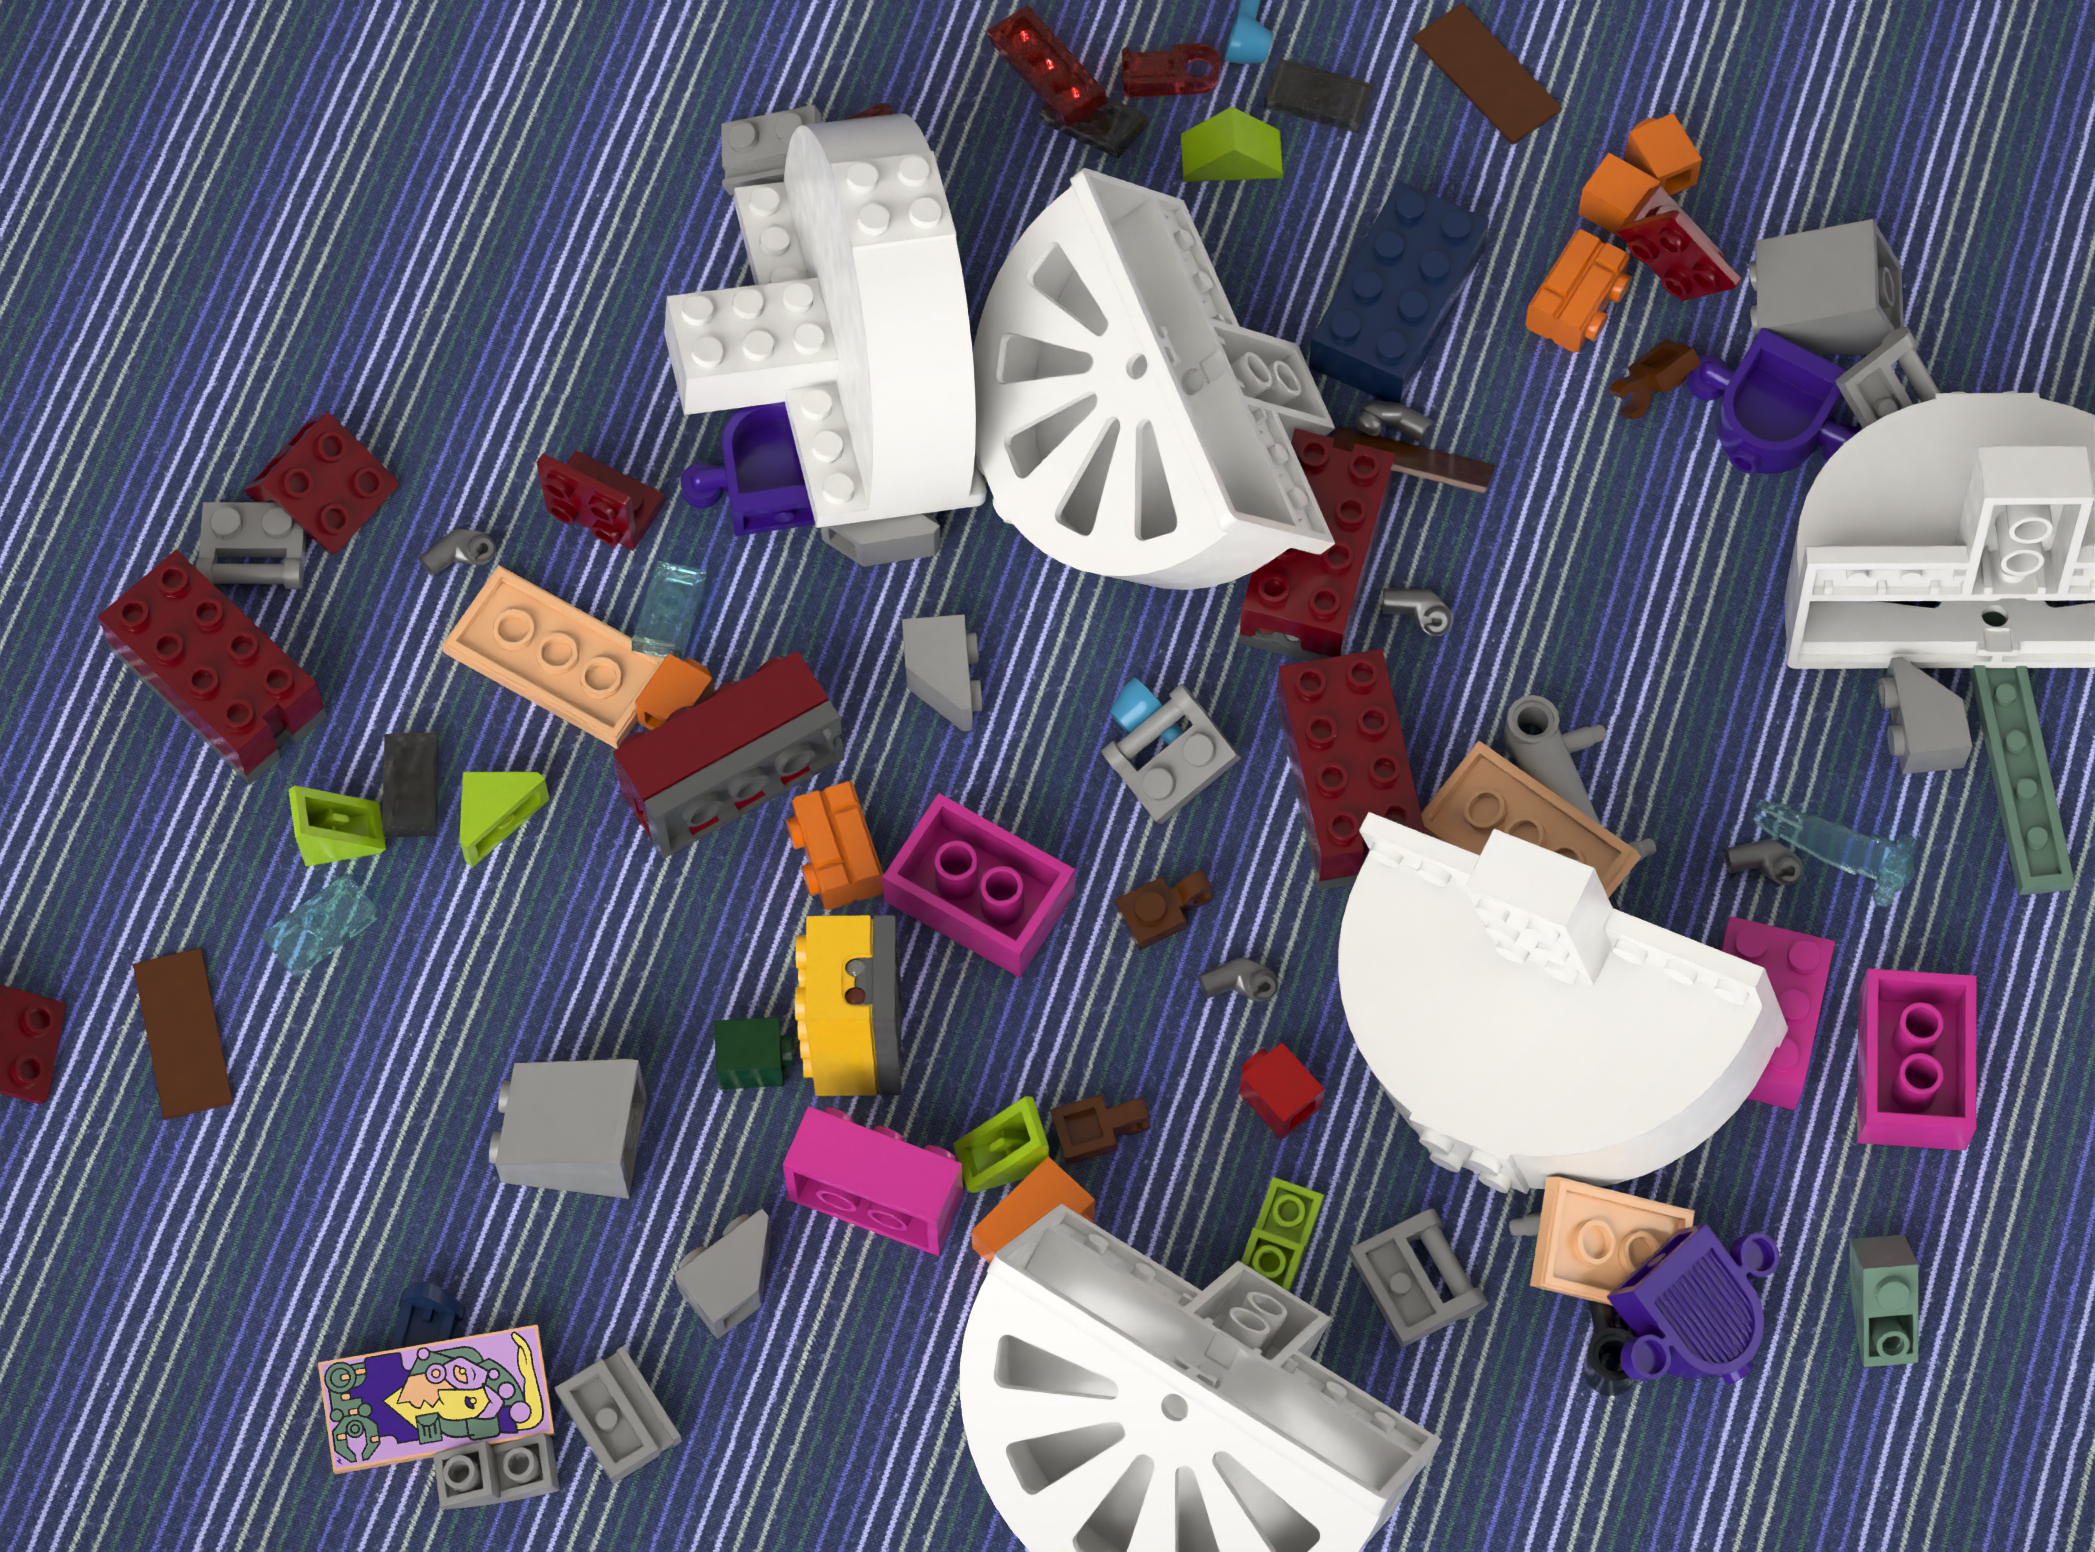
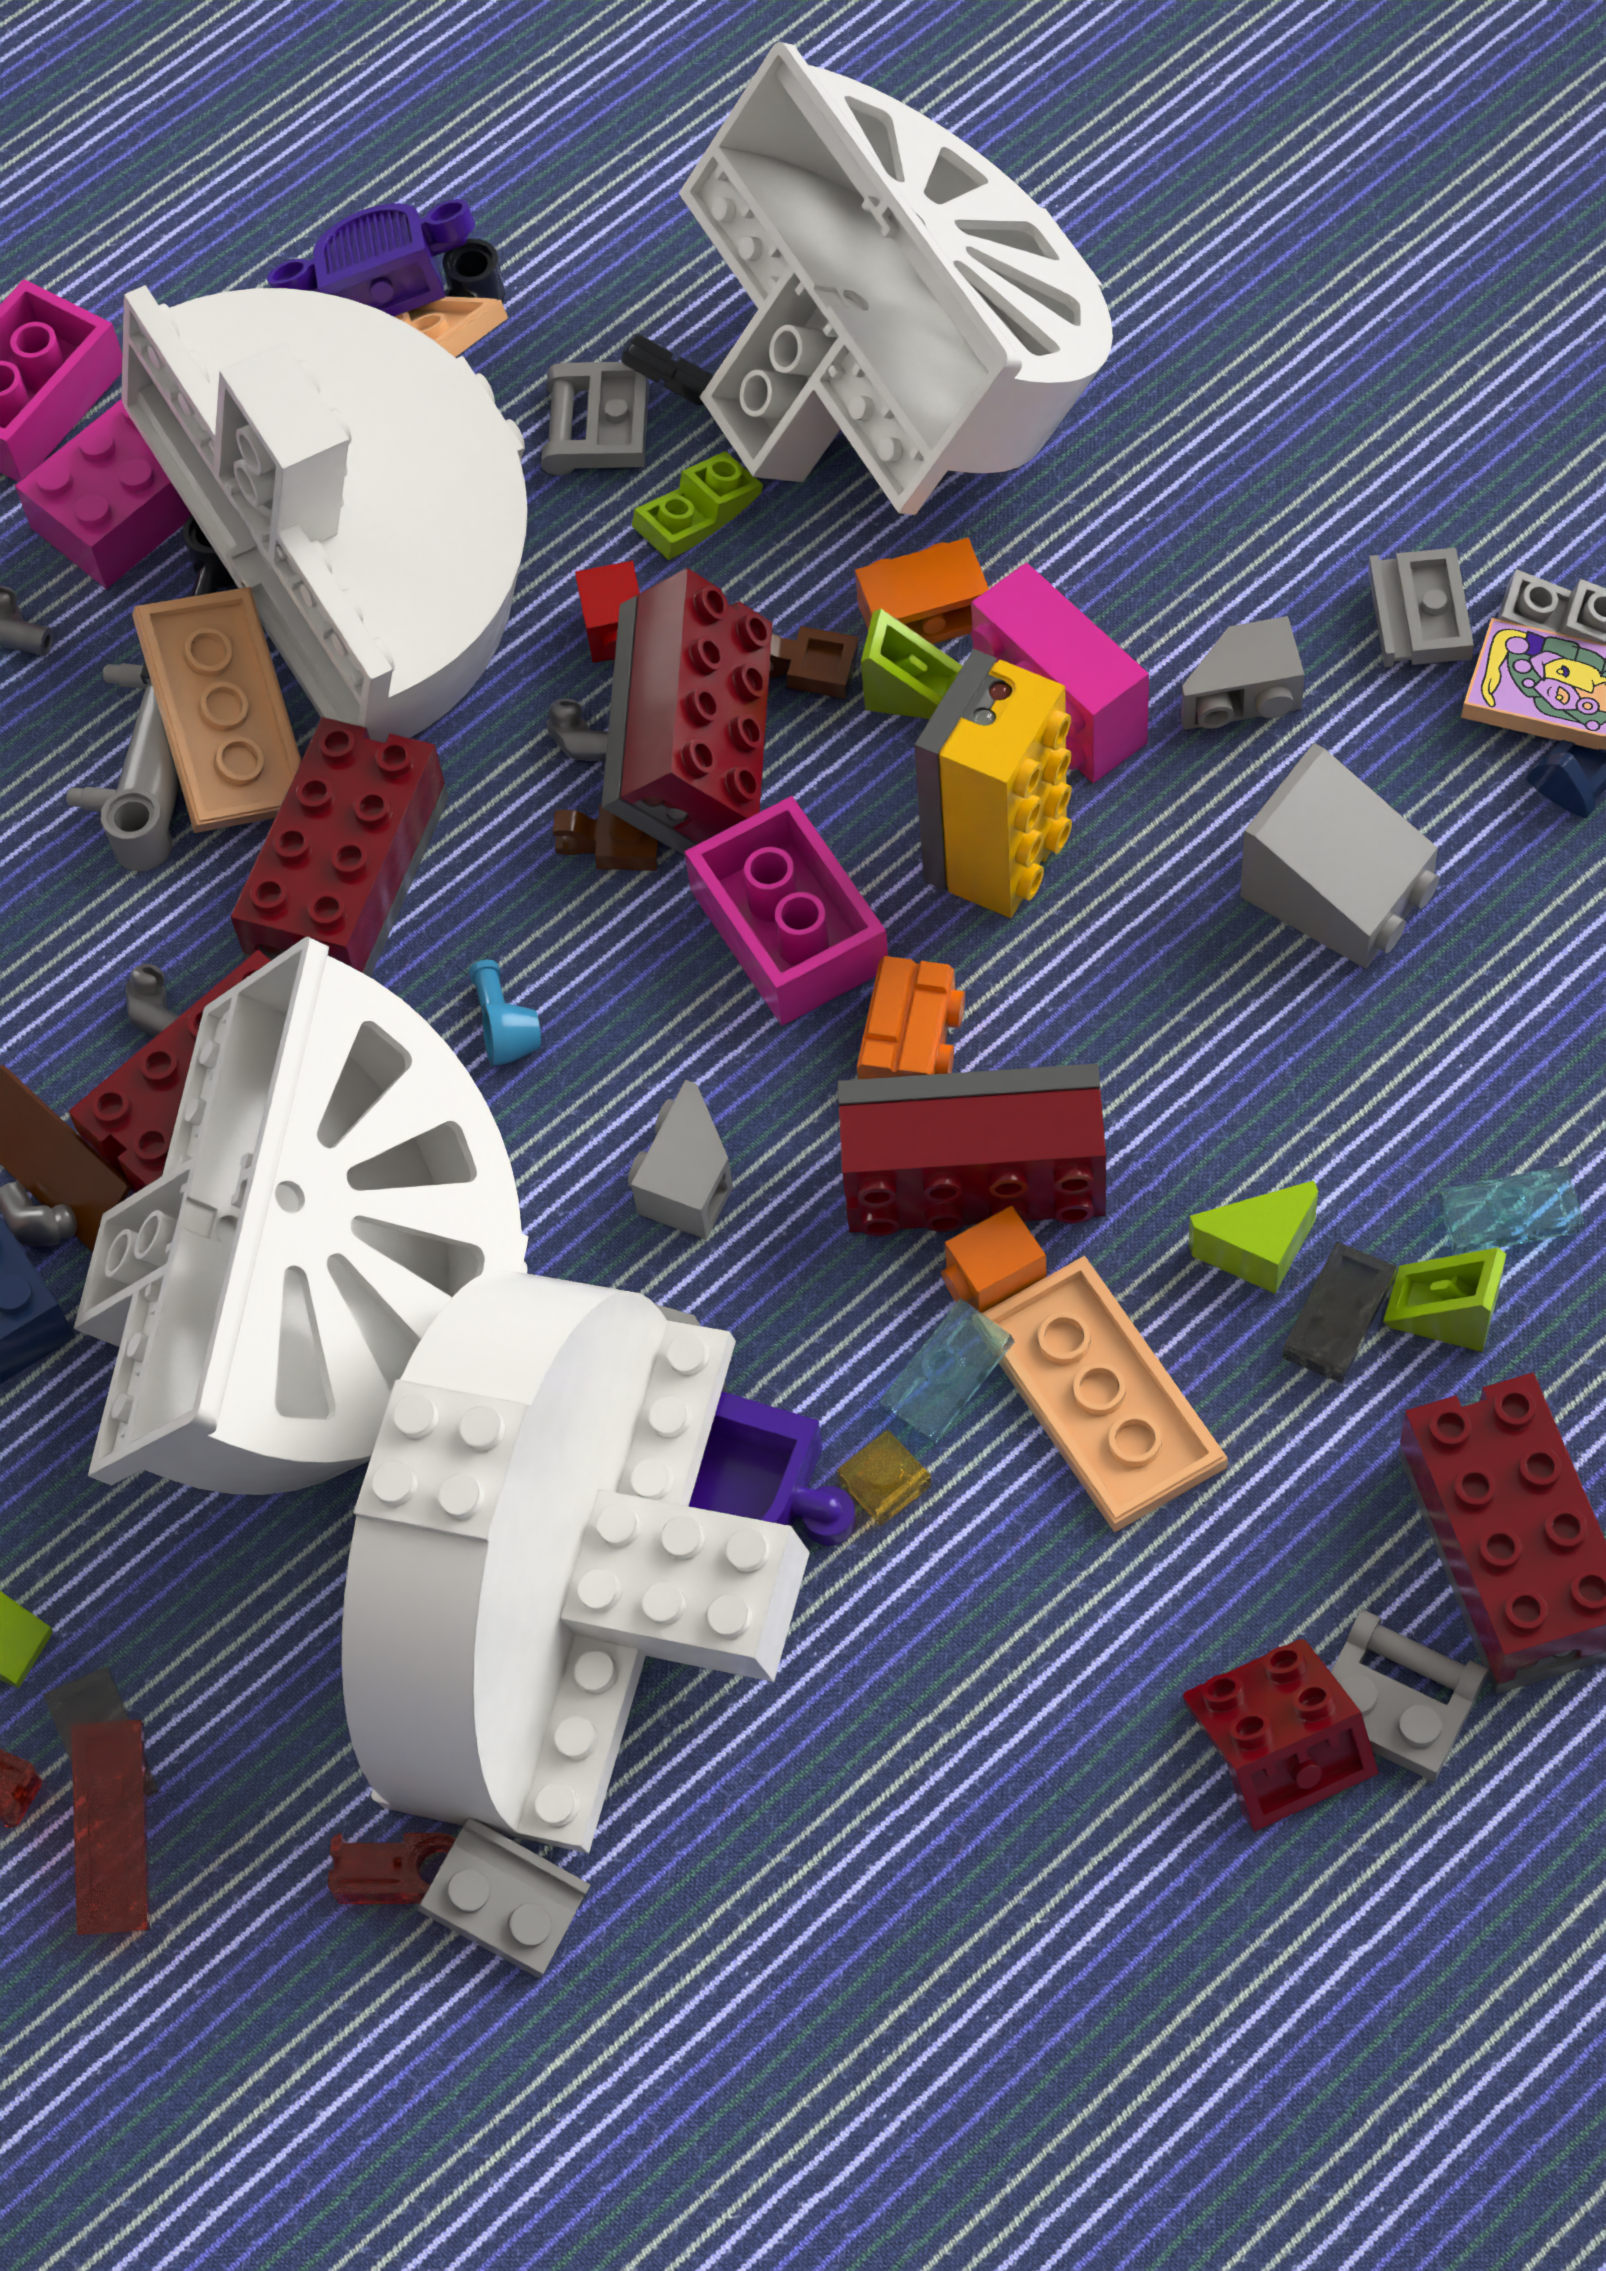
camera: 145 degrees left, 5 degrees down
(458, 547) = (1146, 1572): flat silver arm -> none
(598, 498) = (958, 1537): dark red bracket -> none
(677, 528) = (884, 1477): none -> clear yellow plate
(751, 1053) = (1113, 867): dark green brick -> none
(1146, 992) = (687, 712): none -> dark red piece
(1180, 768) = (507, 945): light grey plate -> none
(1383, 1335) = (657, 363): none -> black piece
(1885, 1299) = (202, 227): sand green slope -> none

